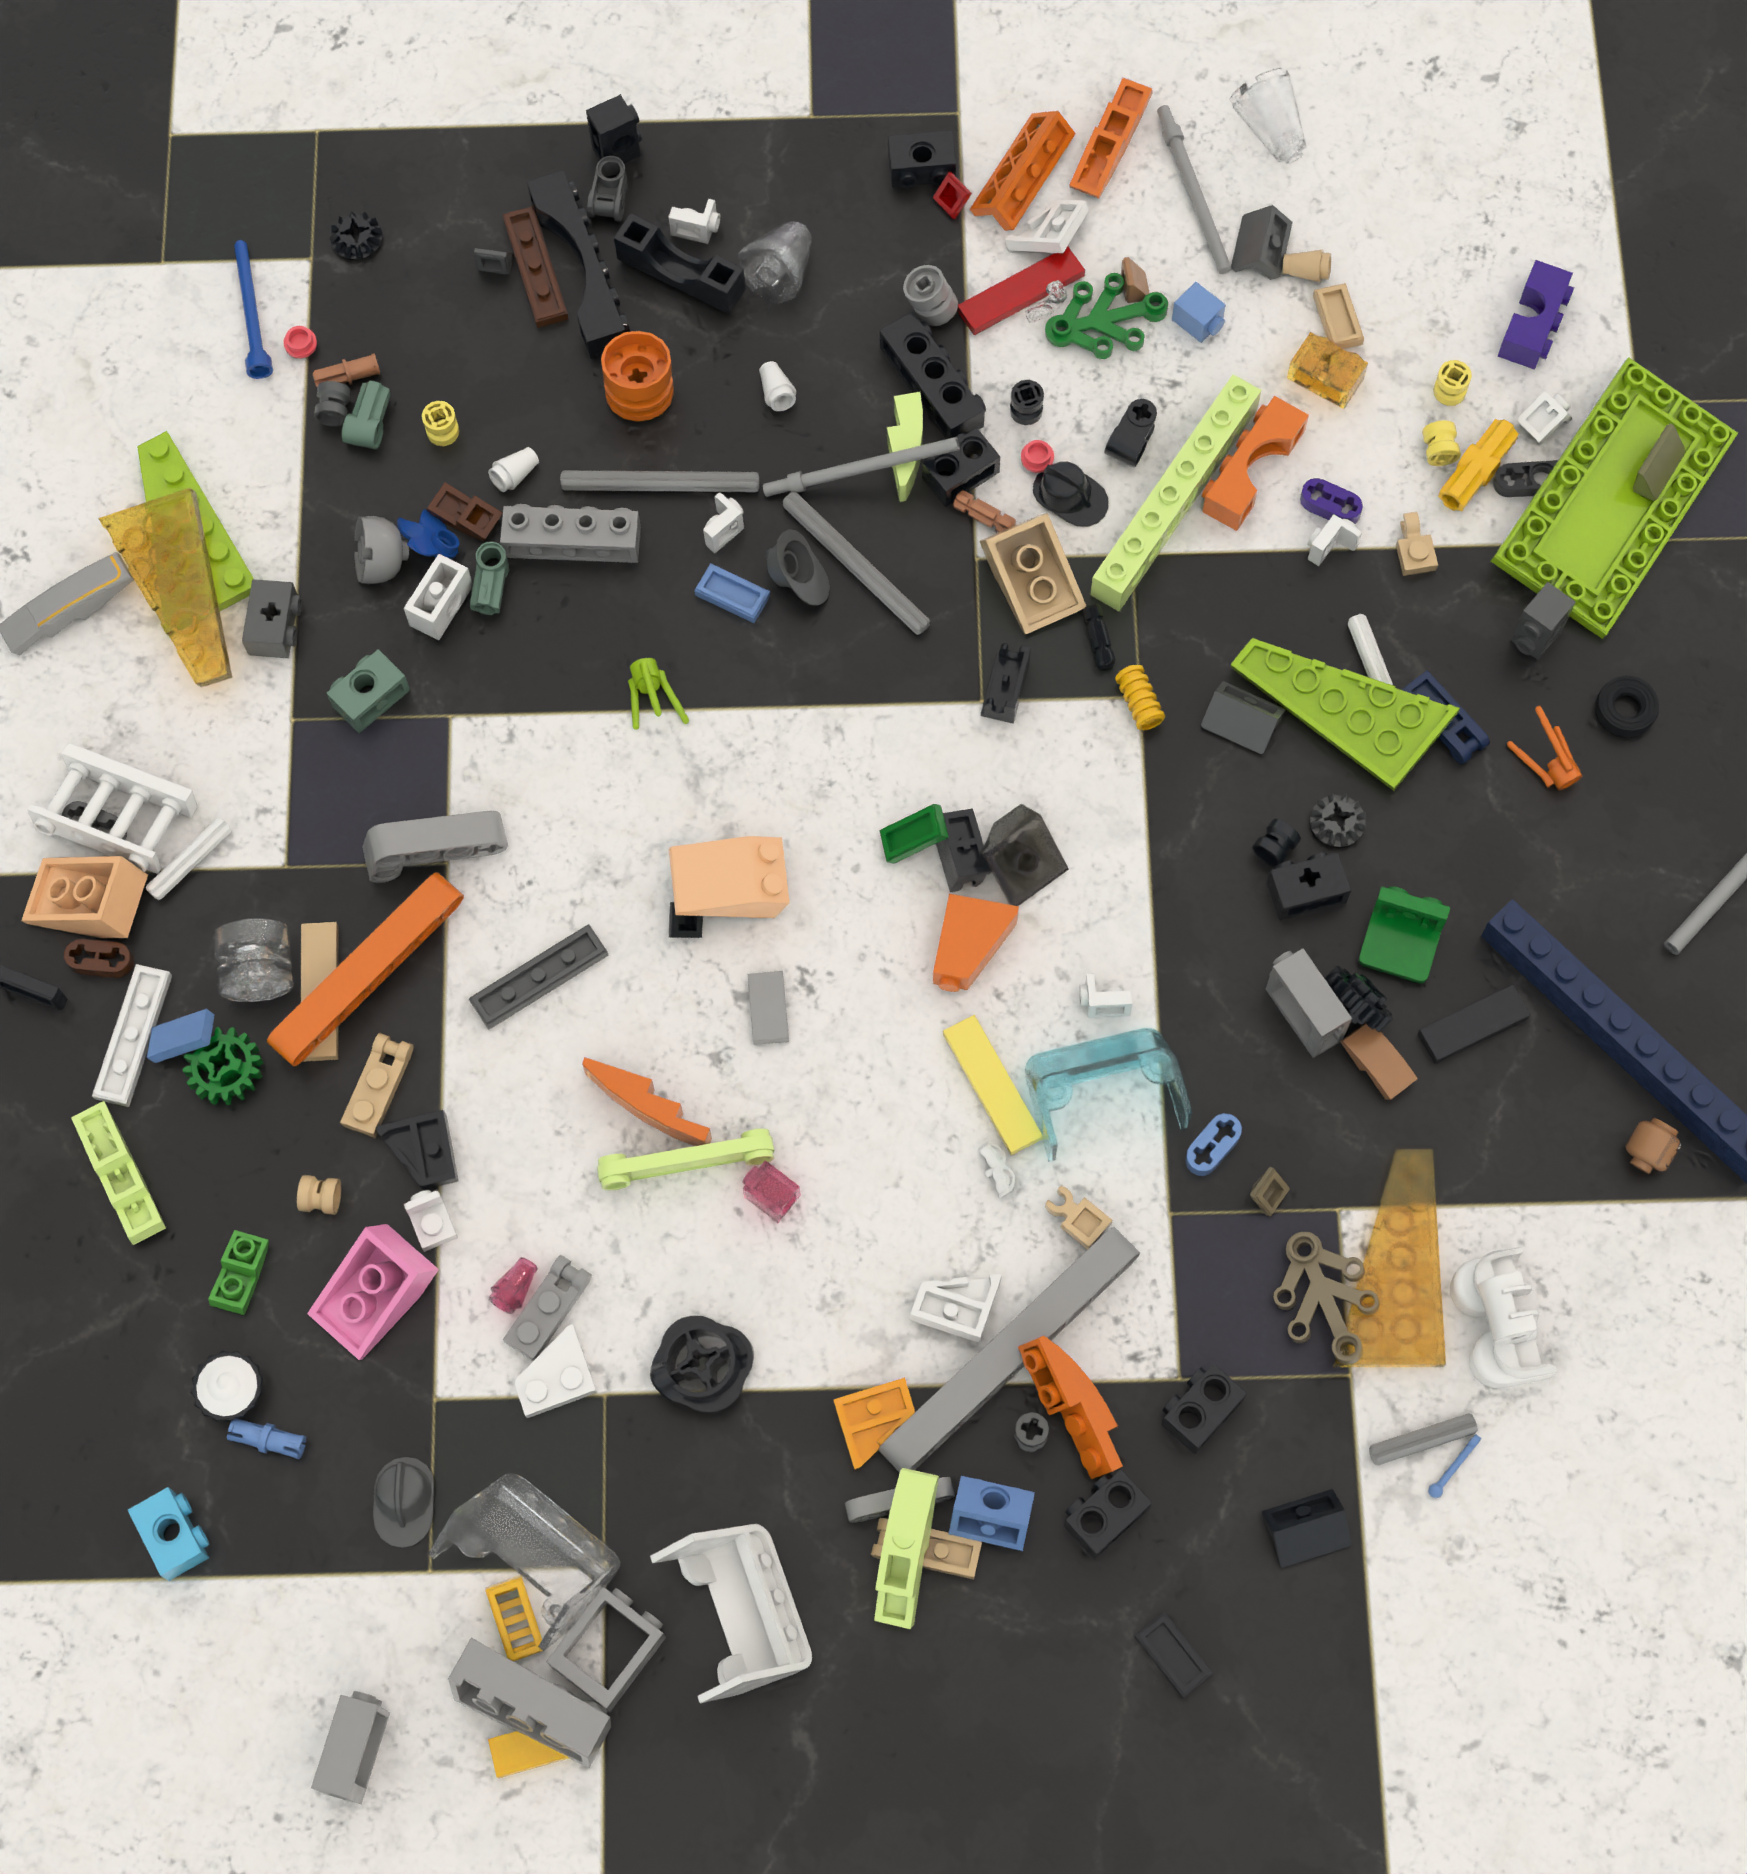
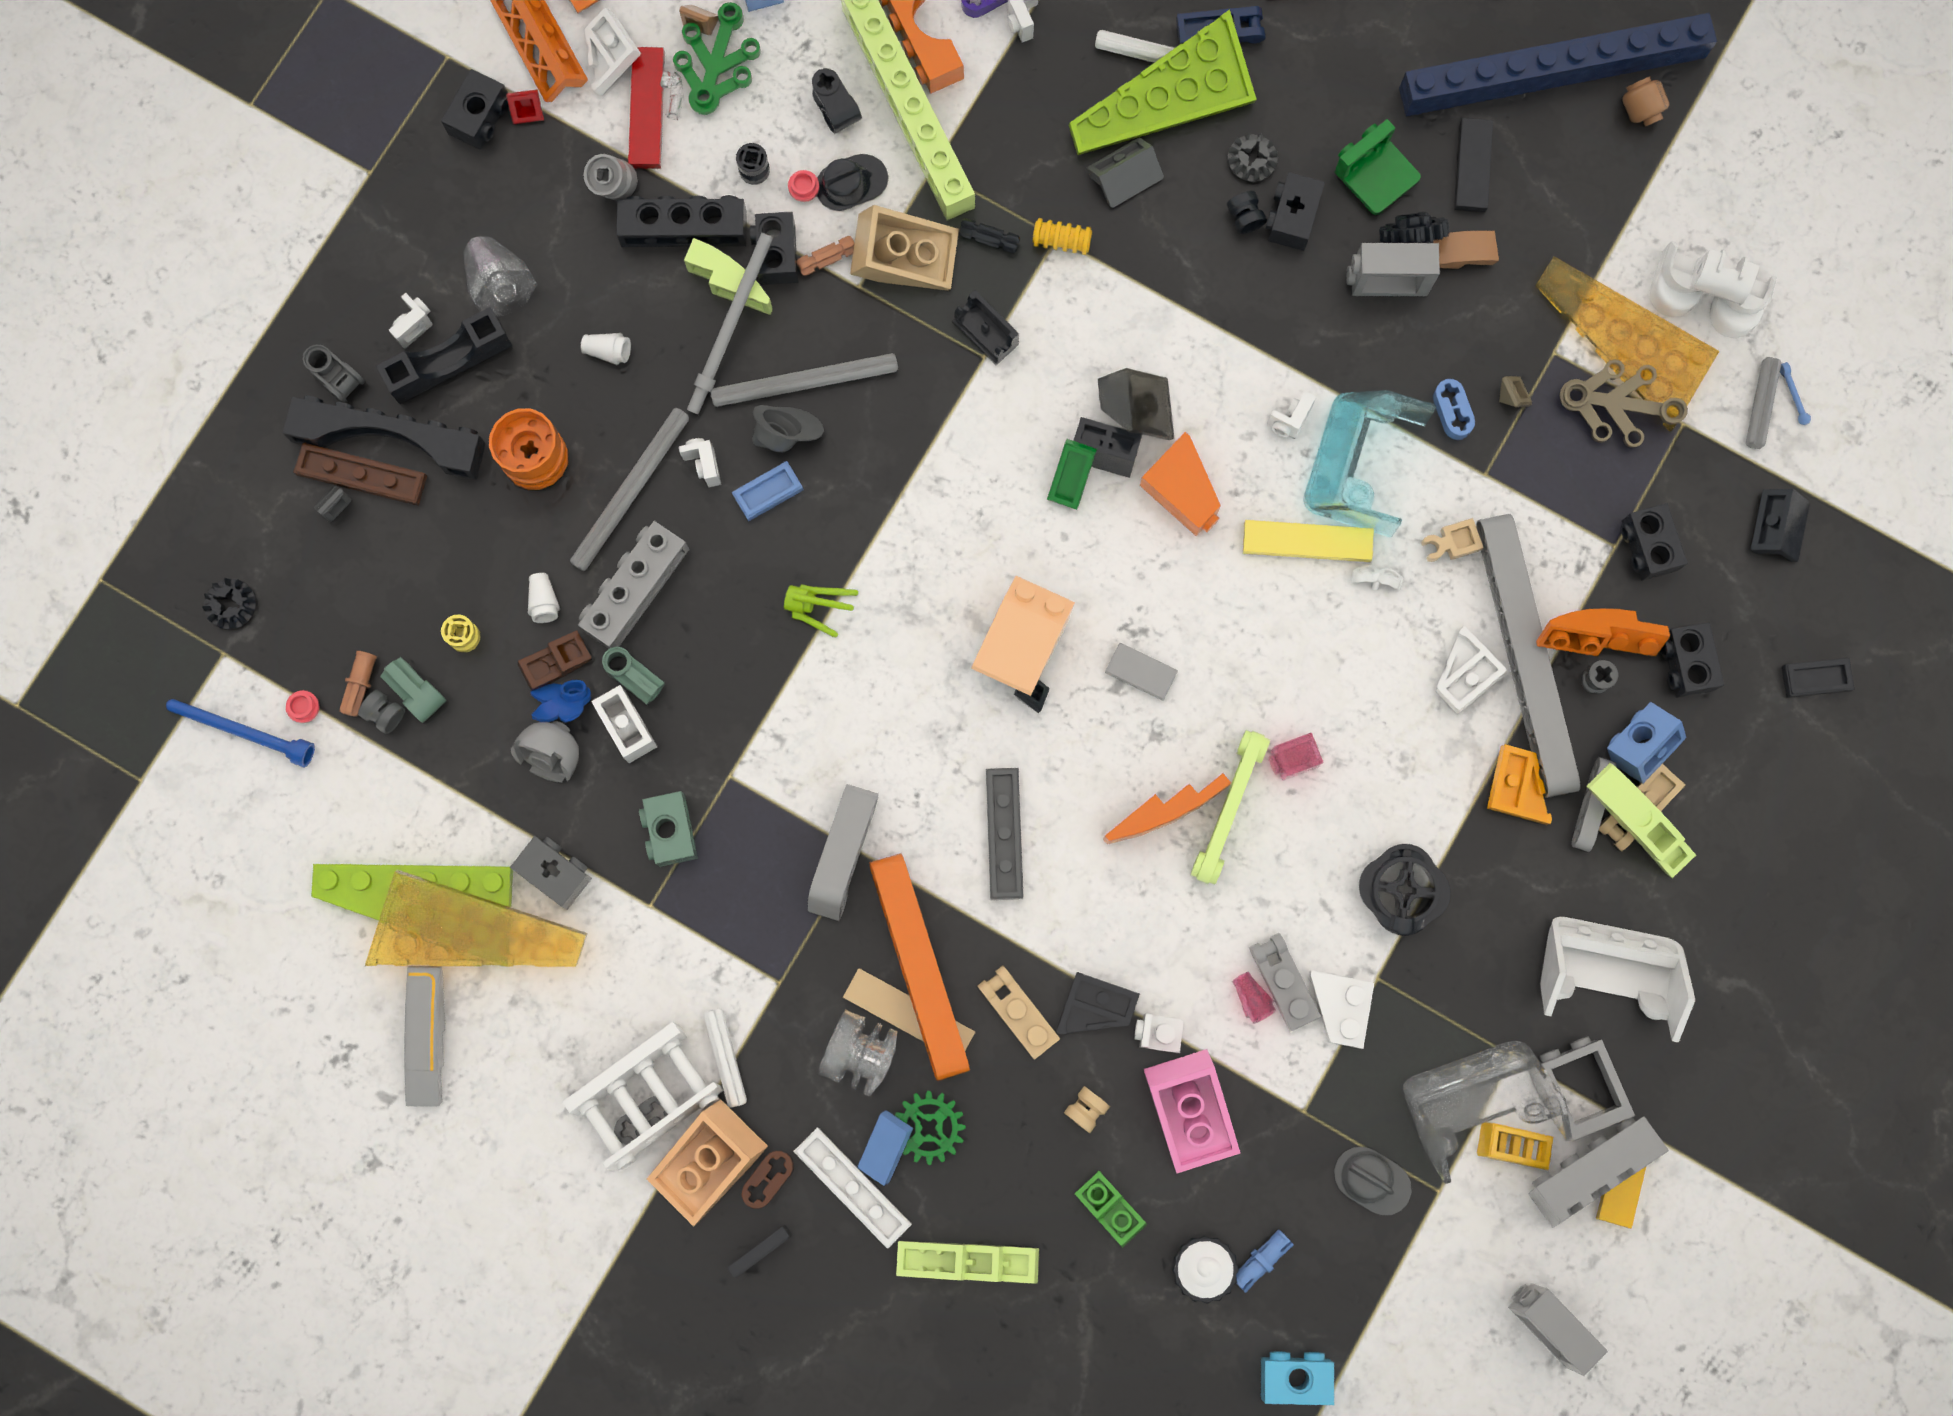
camera: 60 degrees left, 10 degrees up
(614, 129) = (283, 334): black brick -> none

